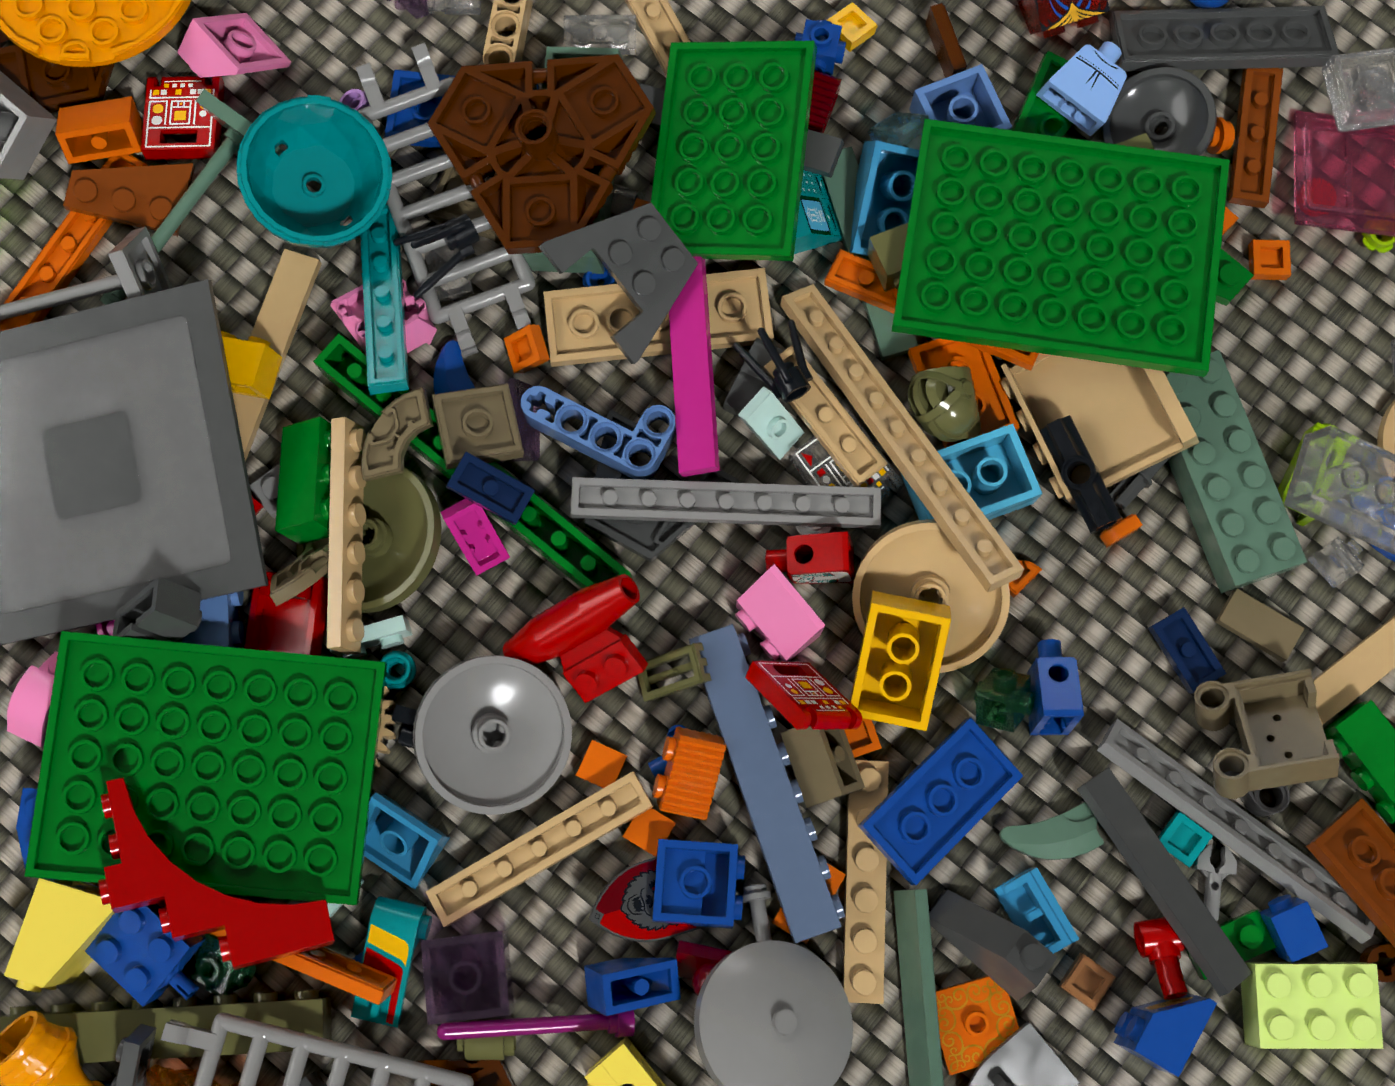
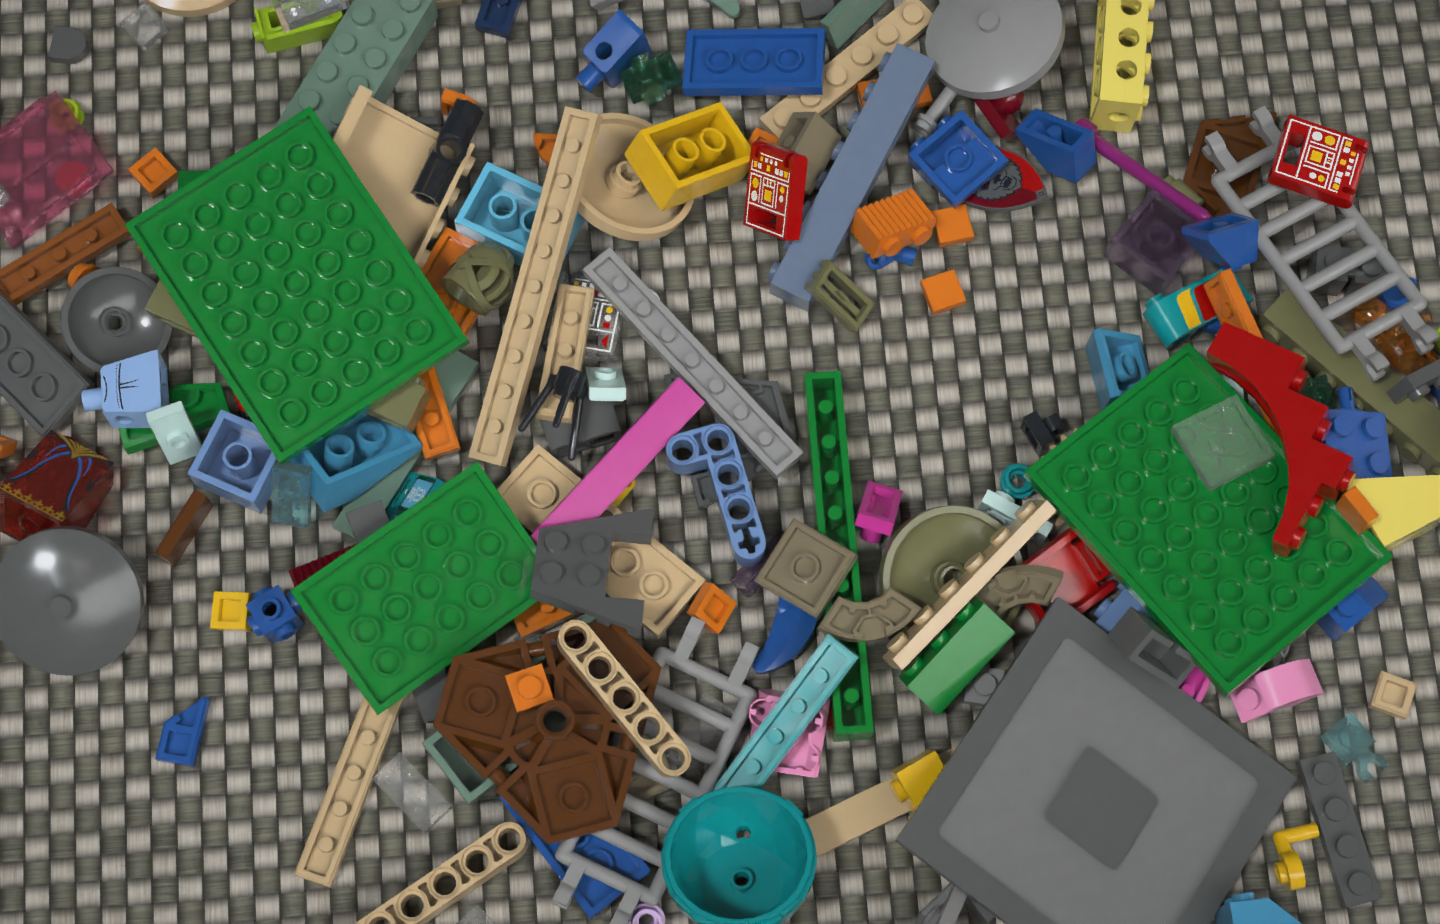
camera: 135 degrees left, 5 degrees down
(78, 879) = (1357, 510): none -> orange tile
(247, 838) = (1222, 442): none -> clear tile
(406, 1028) = (1225, 239): none -> blue slope
(457, 233) = (683, 723): black plant -> none
(490, 181) = (616, 680): none -> tan beam
(490, 488) = (843, 508): dark blue plate -> none
(492, 734) = (996, 370): light grey dish -> none
(539, 849) = (1035, 276): tan plate -> none
(578, 137) = (529, 688): none -> orange plate
(580, 633) = (877, 367): red plate -> none
(778, 616) = (735, 261): bright pink slope -> none
(830, 561) = (665, 260): red torso -> none
(1027, 87) = (174, 432): none -> light aqua plate

